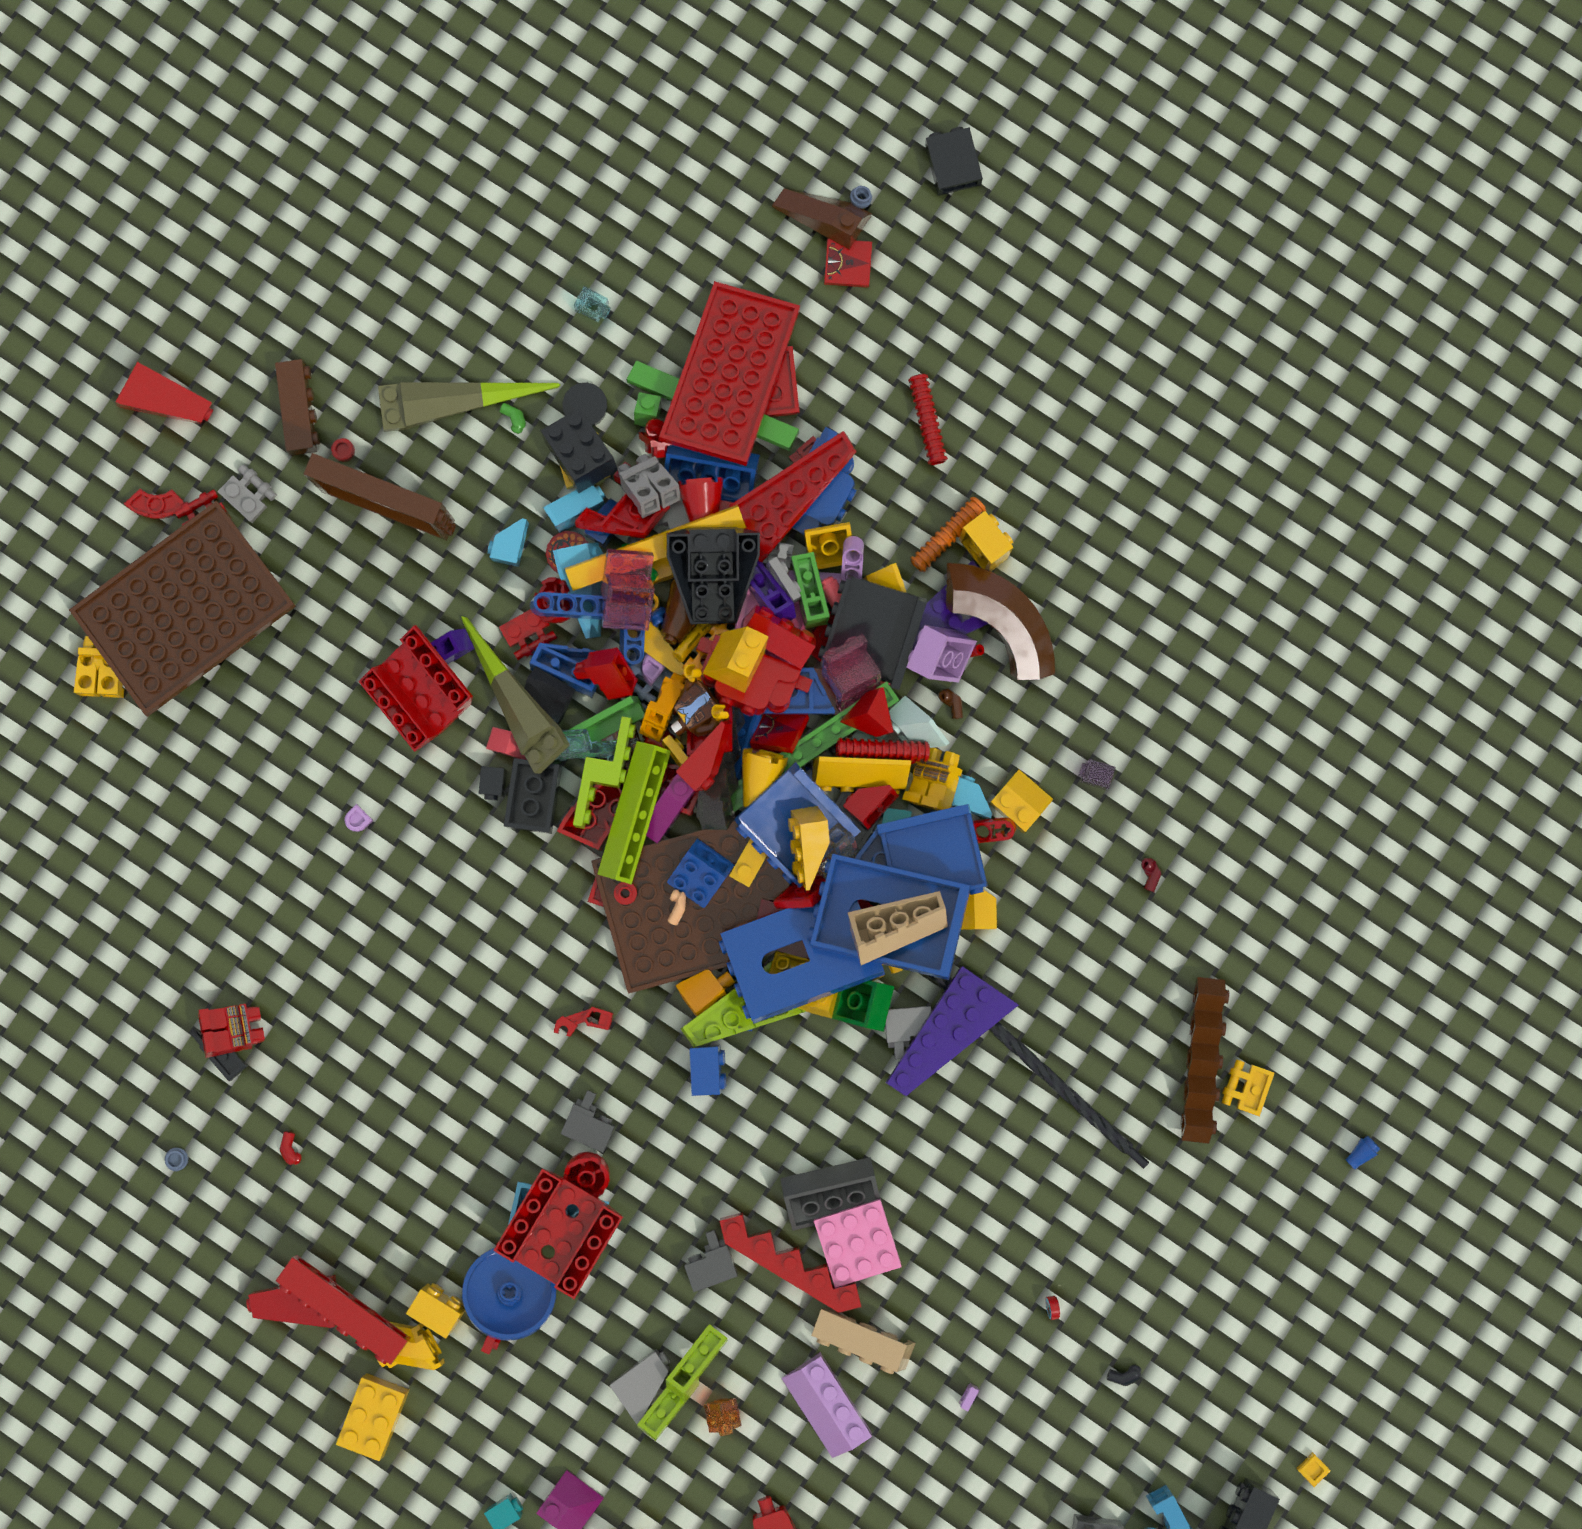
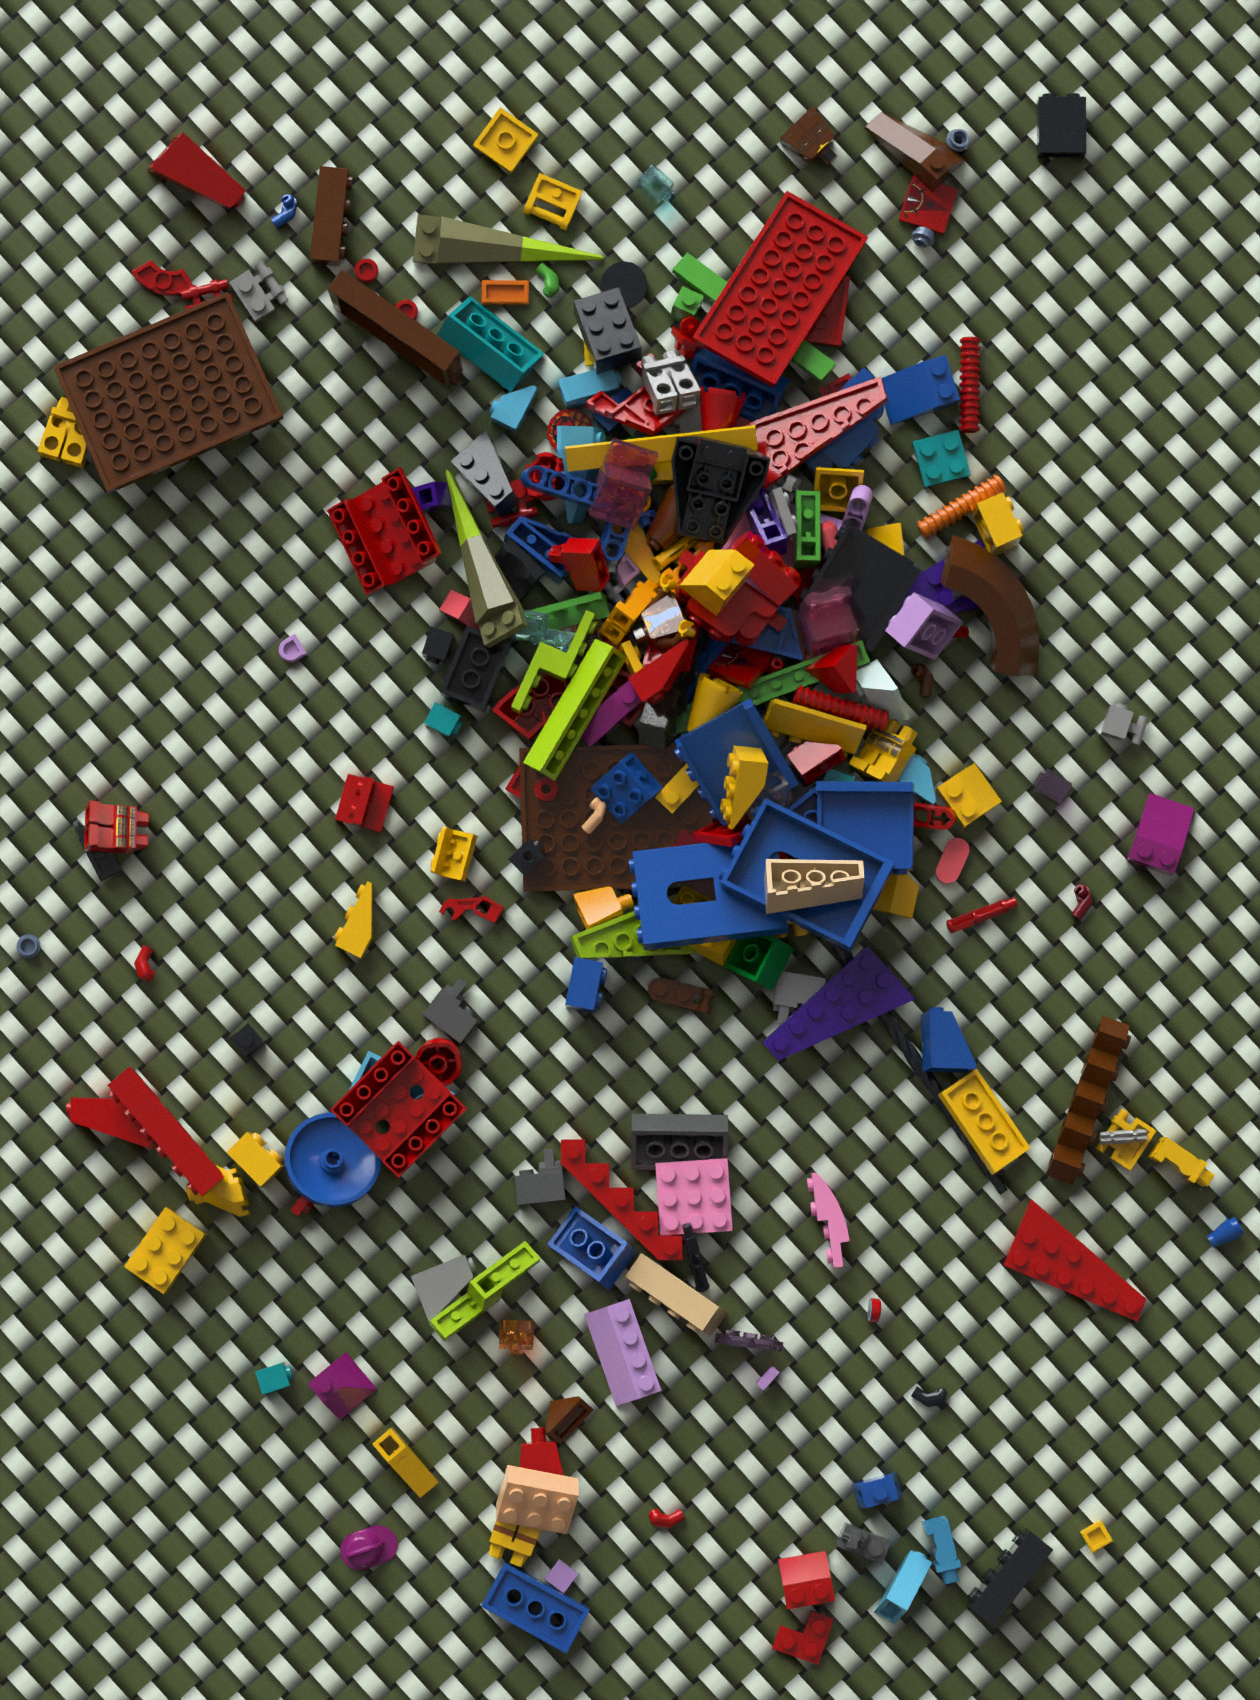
camera: 10 degrees right, 0 degrees up
(256, 411) = (287, 211): none -> blue arm
(390, 475) = (408, 308): none -> red tile
(402, 1198) = (247, 1040): none -> black brick
(443, 298) = (505, 140): none -> yellow plate
(459, 946) = (364, 803): none -> red bracket
(473, 489) = (490, 343): none -> teal slope
(476, 439) = (505, 292): none -> orange tile
(482, 1064) = (358, 929): none -> yellow slope
(497, 610) = (486, 474): none -> wedge
(500, 336) = (555, 194): none -> yellow plate
(514, 851) = (443, 721): none -> teal brick
(553, 974) = (453, 854): none -> yellow bracket
(619, 969) = (519, 861): none -> black brick
(724, 228) = (810, 138): none -> reddish brown torso
(773, 1314) = (592, 1248): none -> blue slope
(787, 1481) = (566, 1416): none -> reddish brown slope
(798, 1053) = (680, 994): none -> reddish brown plate
(811, 725) = (775, 665): none -> red arm
(851, 293) = (923, 237): none -> sand blue plate
(873, 1301) = (695, 1259): none -> black piece
(883, 435) = (920, 390): none -> blue slope
(918, 494) = (941, 458): none -> teal plate
(942, 1368) = (749, 1340): none -> clear purple plate
(984, 1224) = (827, 1208): none -> bright pink slope
(1021, 865) = (952, 860): none -> coral tile
(1056, 1040) = (944, 1043): none -> blue slope
(1060, 910) = (980, 915): none -> red piece
(1098, 1479) = (877, 1490): none -> blue torso
(1111, 1104) = (984, 1121): none -> yellow plate
(1143, 699) = (1119, 722): none -> light grey brick
(1208, 793) = (1160, 834): none -> magenta slope
(1210, 1215) = (1058, 1258): none -> red wing
(1245, 1086) = (1123, 1136): none -> light grey axle
(1306, 1097) = (1181, 1162): none -> yellow hips

